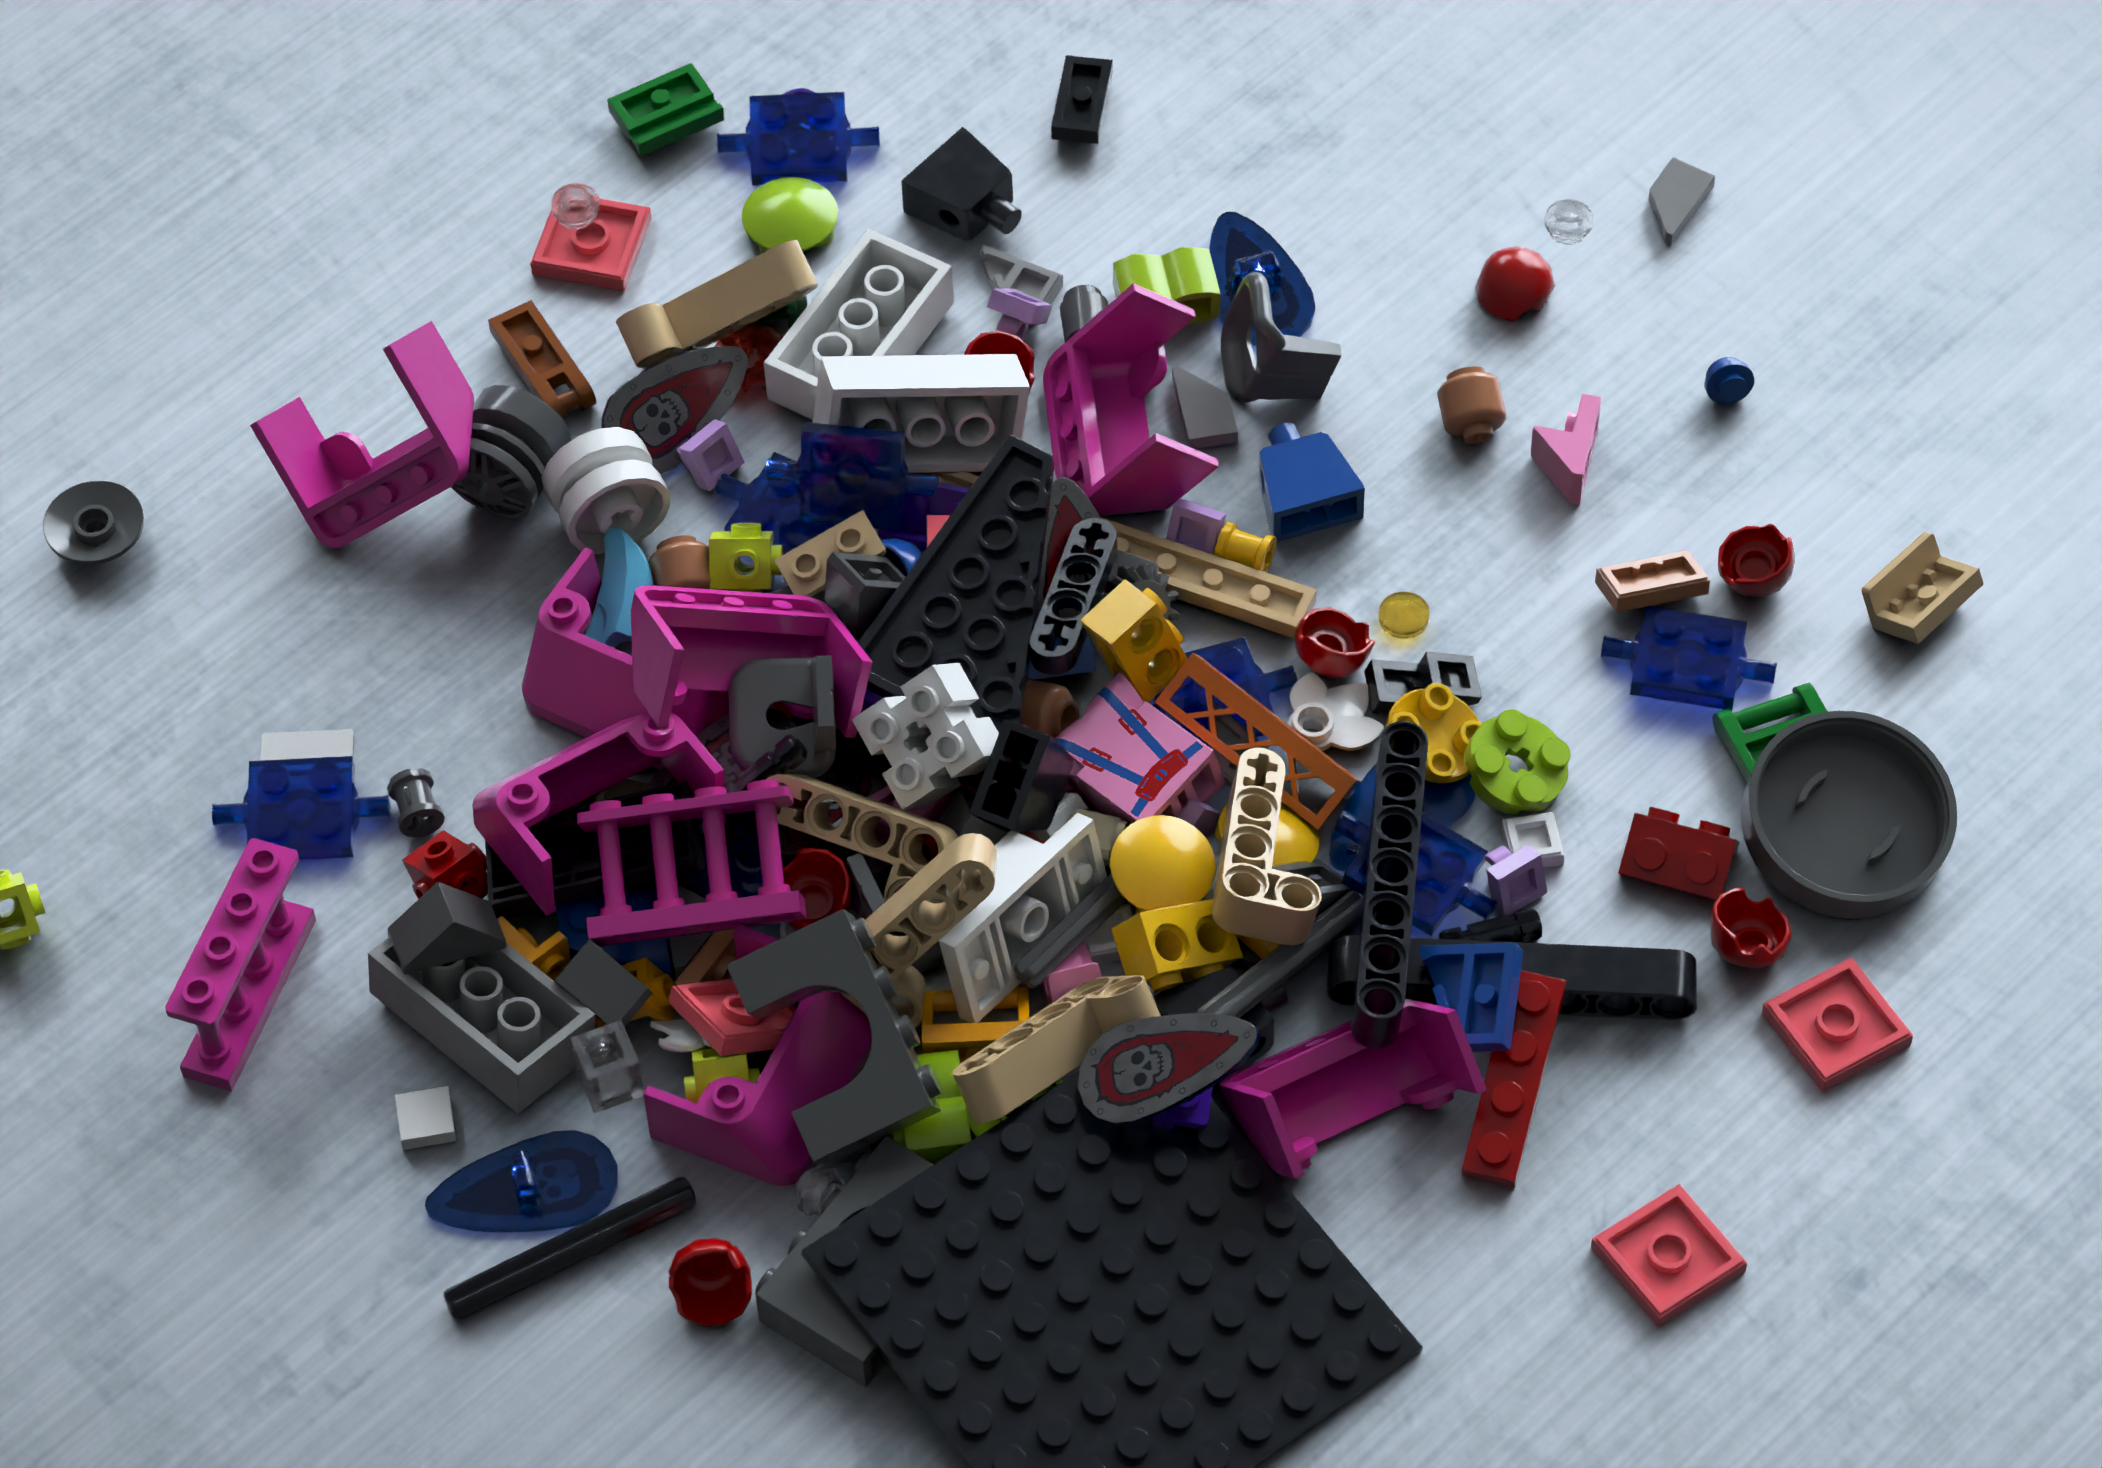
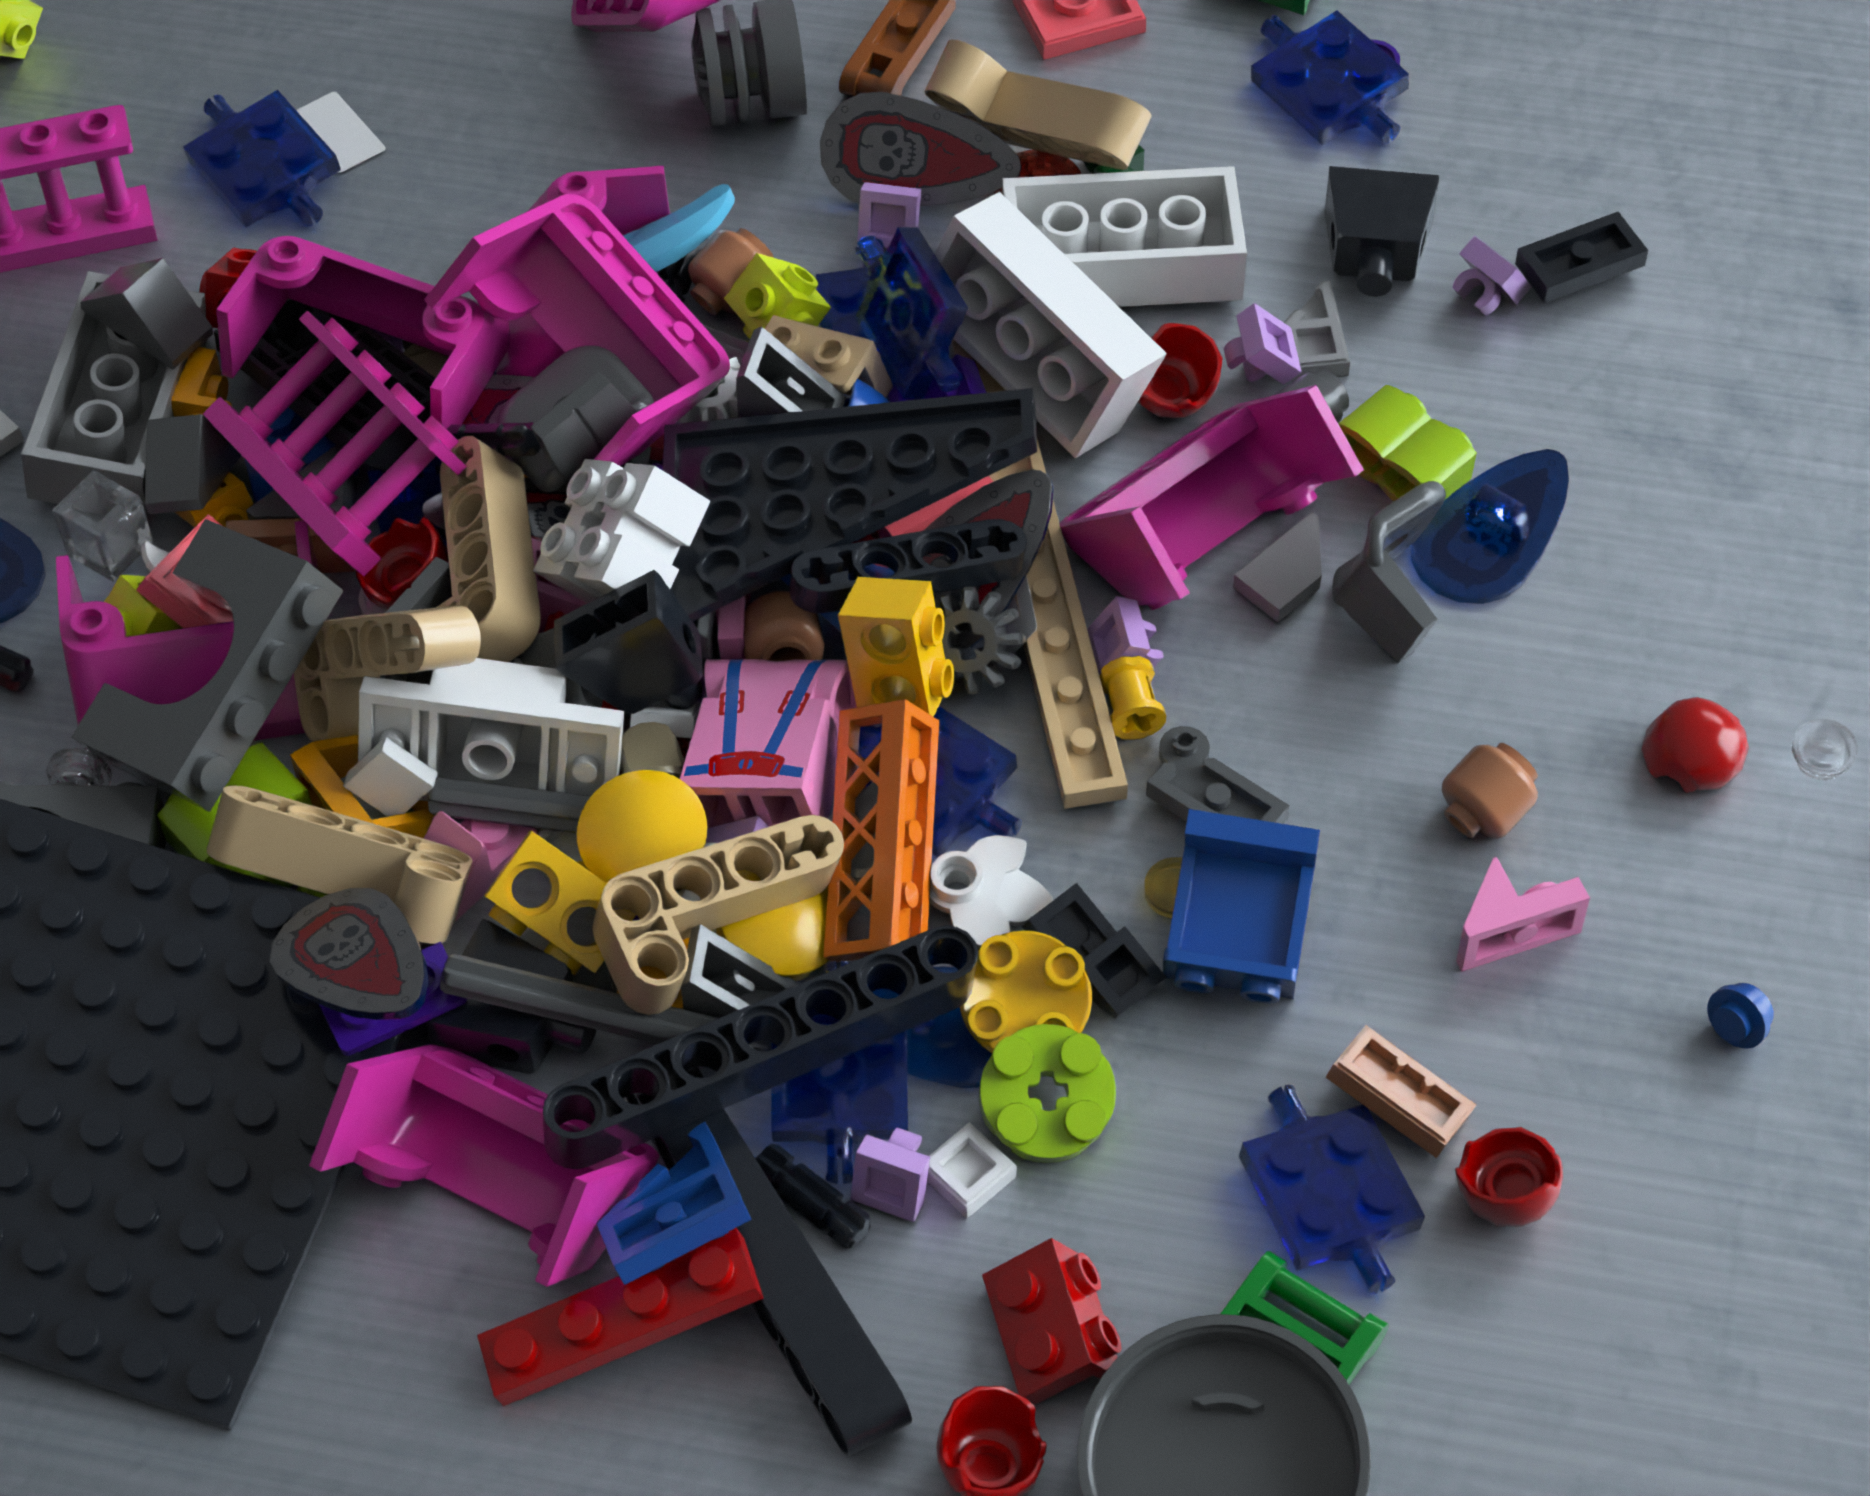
camera: 55 degrees right, 0 degrees up
(415, 802) = (327, 222): dark grey bush -> none
(604, 484) = (767, 150): white wheel -> none
(790, 211) = (1232, 122): lime dish -> none
(997, 990) = (390, 778): none -> white tile
(1058, 152) = (1492, 272): none -> lavender tile
(1307, 484) = (1257, 700): blue torso -> none
(1332, 642) = (1071, 835): red hair -> none
(1354, 551) = (1203, 783): none -> dark grey hinge
(1459, 583) = (1241, 906): none -> blue panel
(1918, 590) = (1610, 1367): tan bracket -> none

